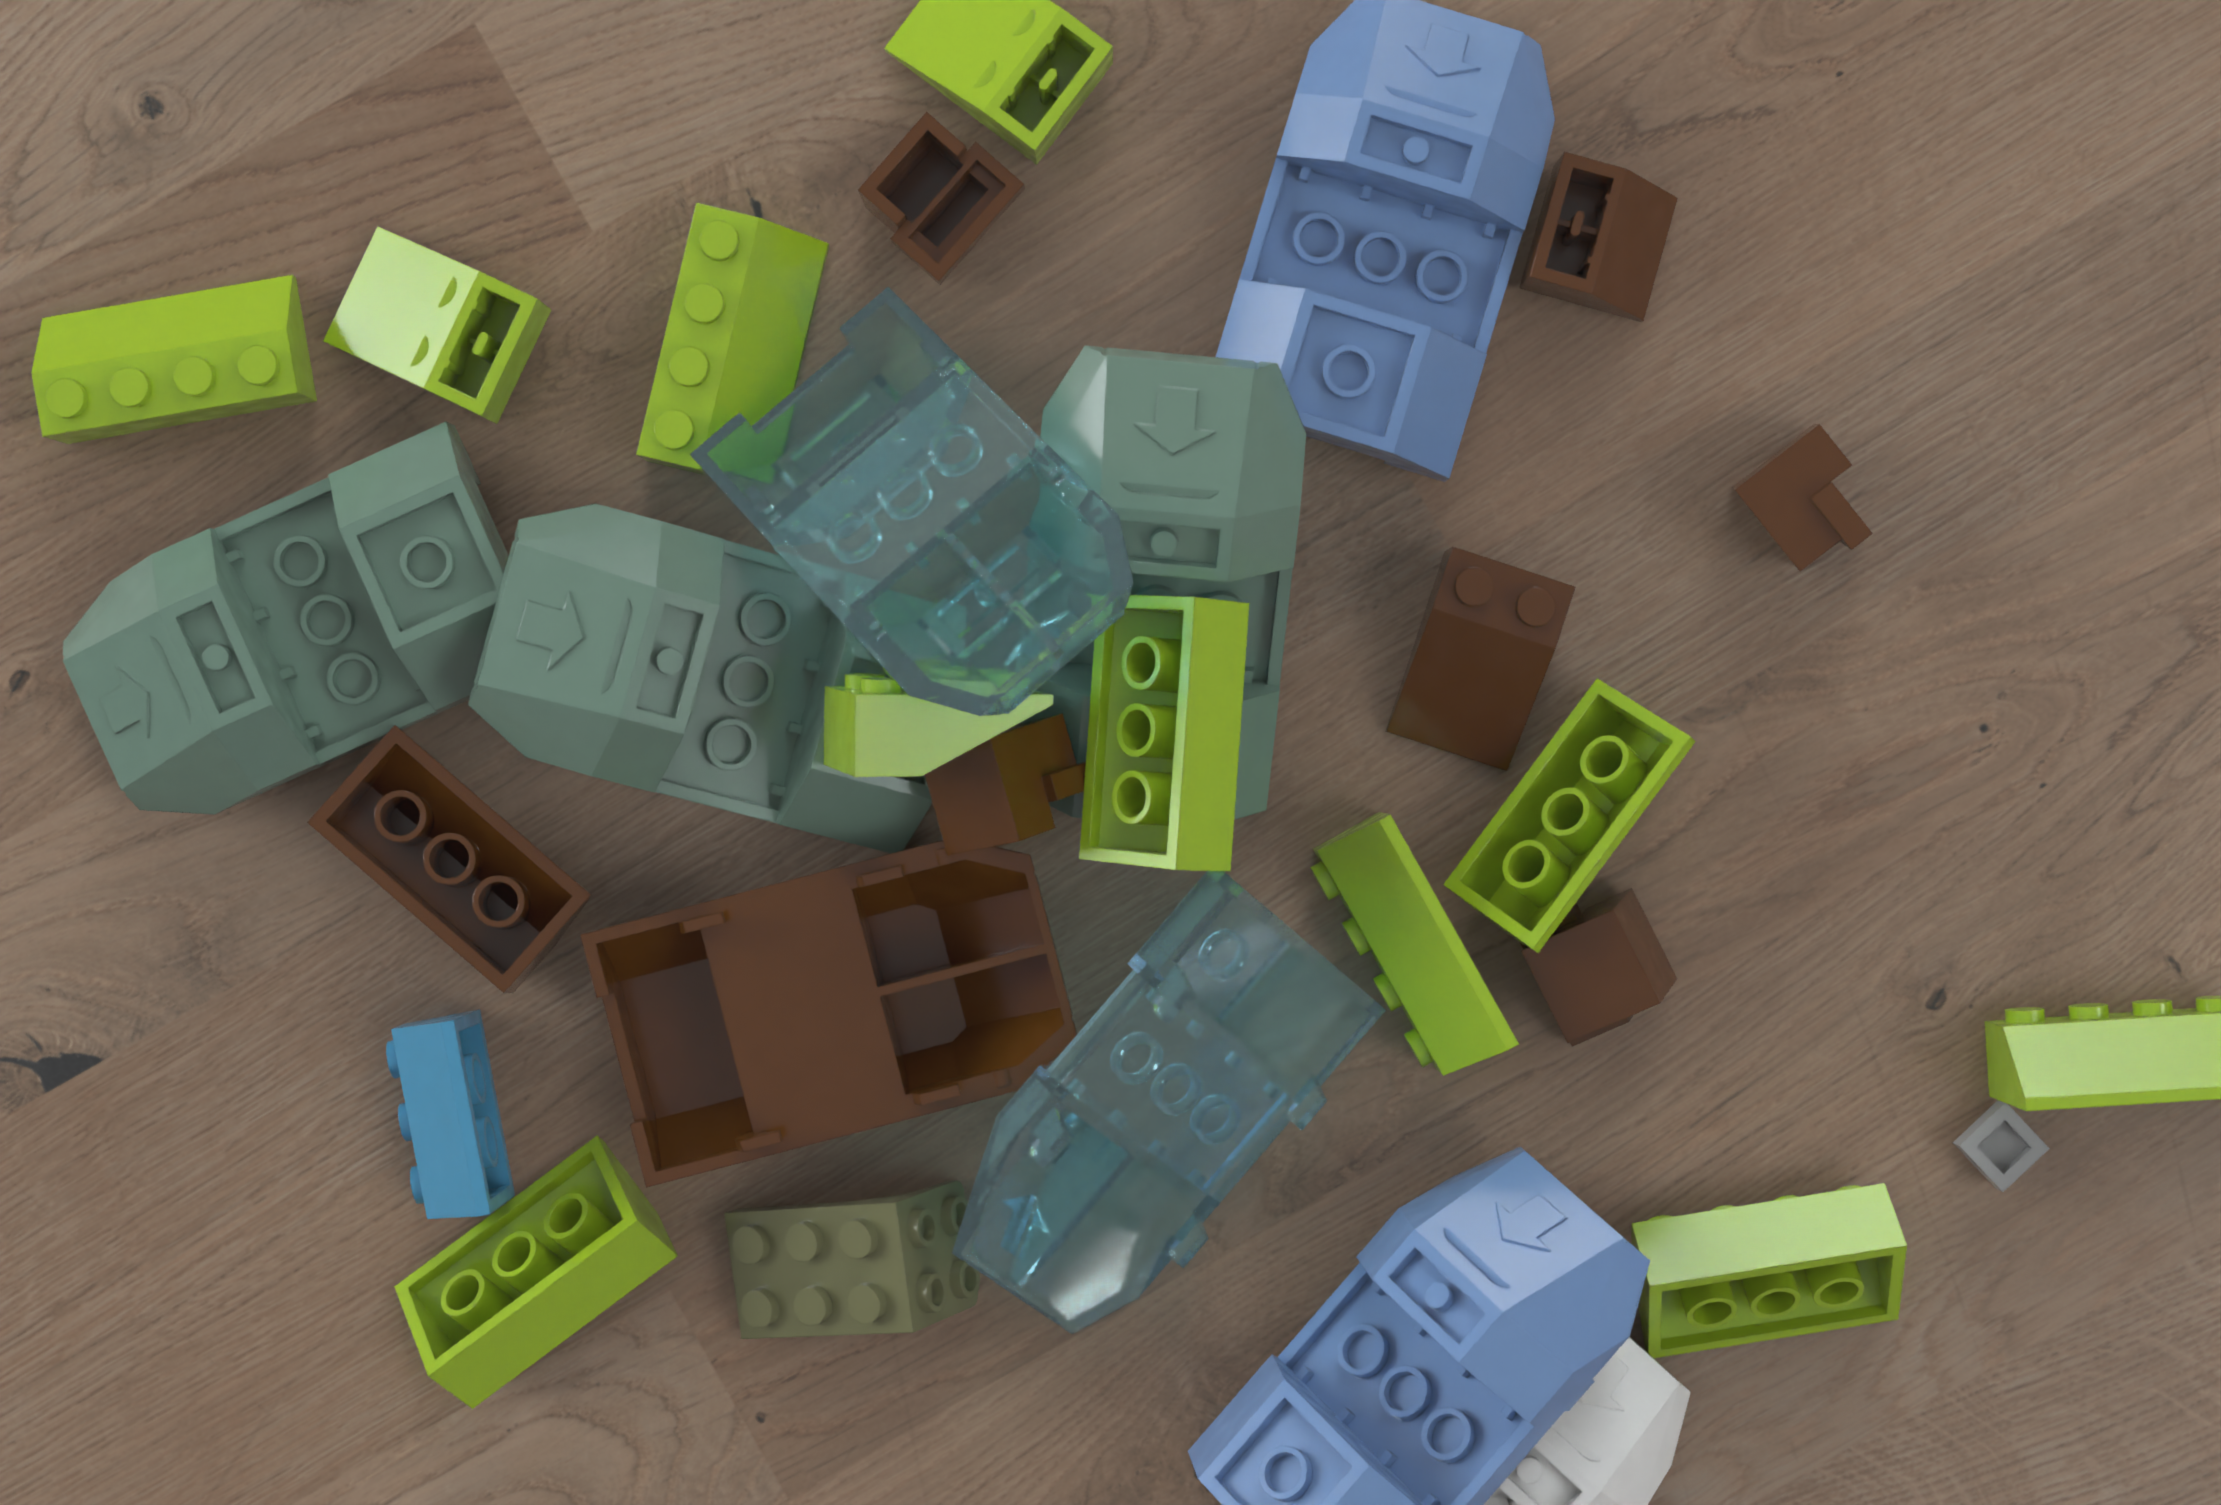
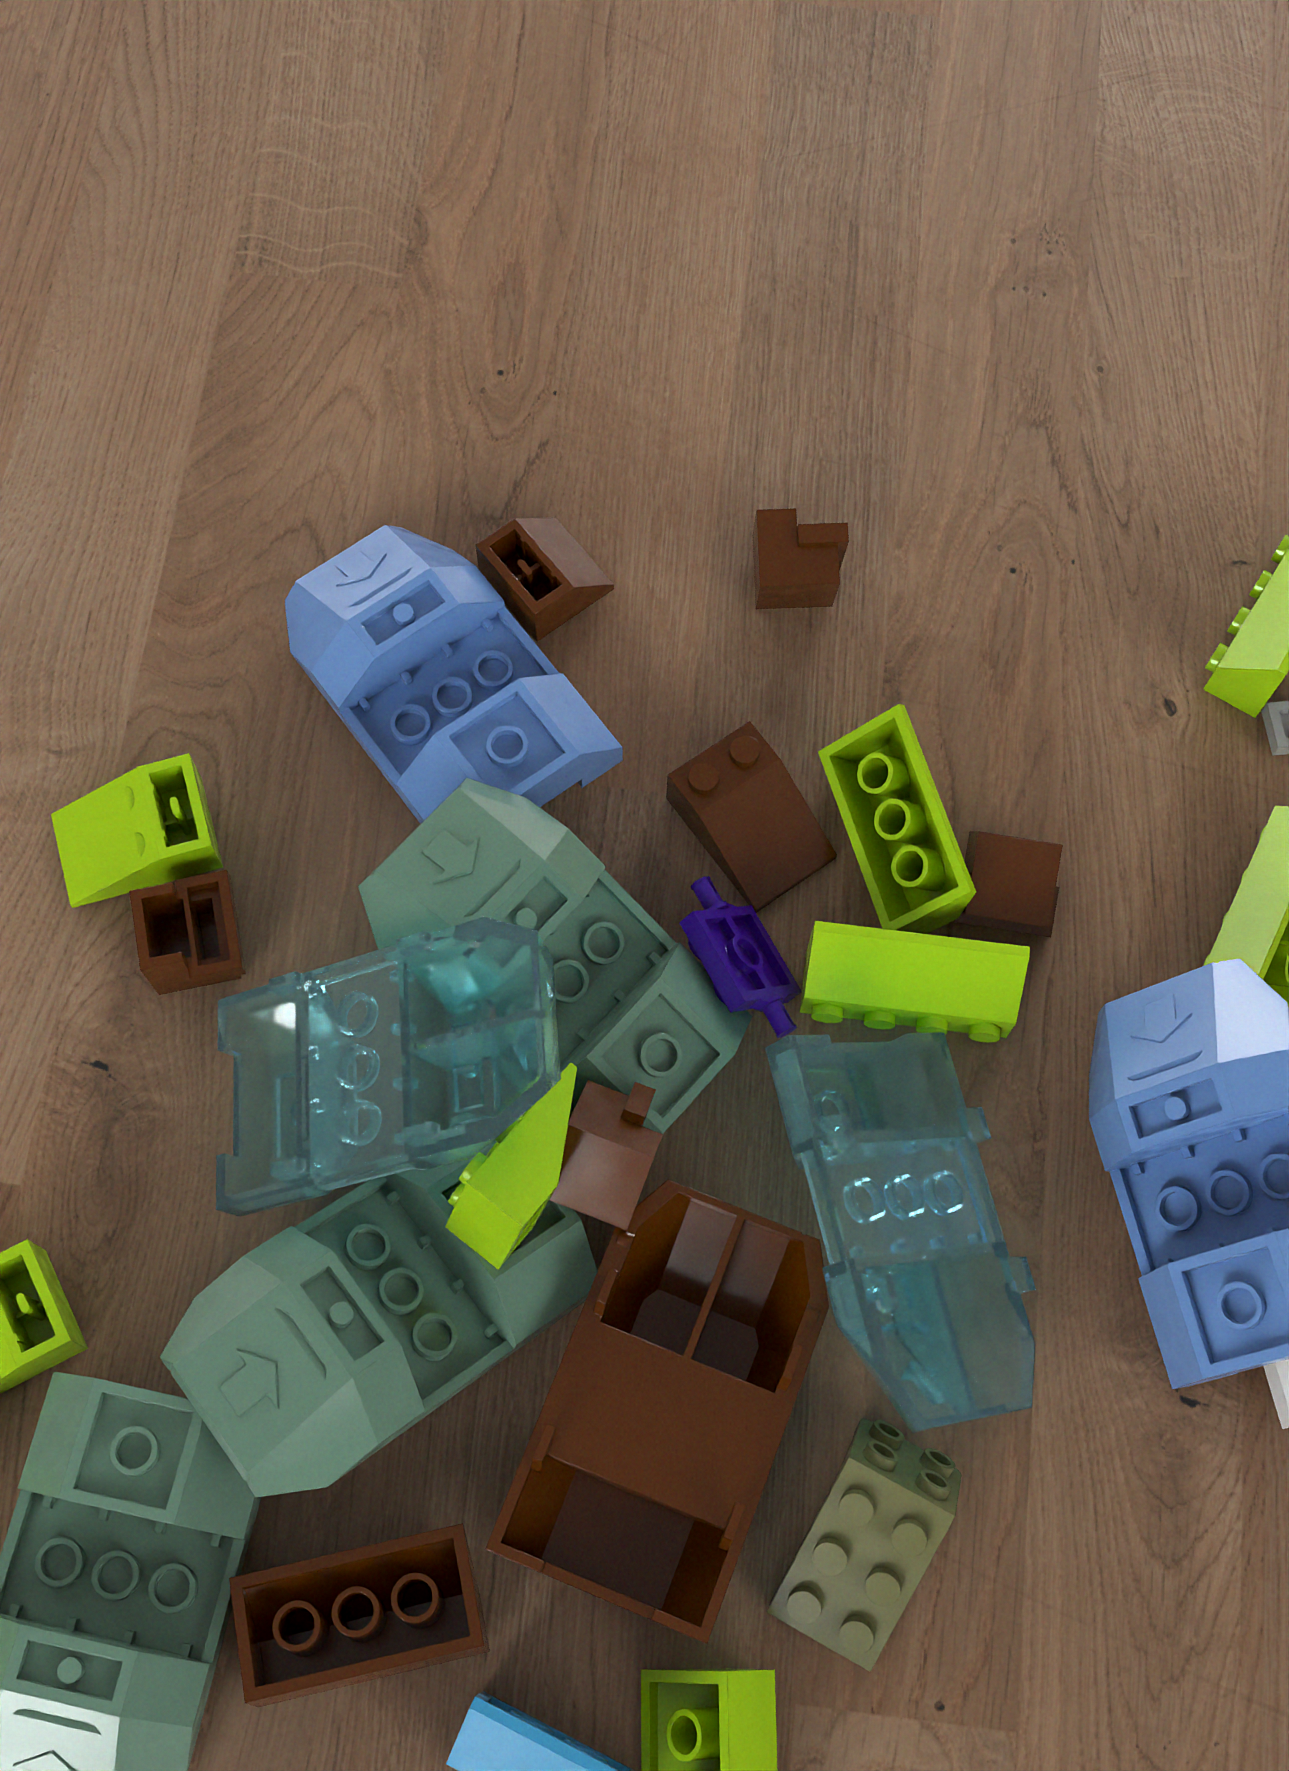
camera: 55 degrees left, 20 degrees down
(730, 330) = (162, 1136): lime slope -> none
(1165, 734) = (654, 1015): lime slope -> none
(1315, 758) = (740, 957): none -> dark purple plate

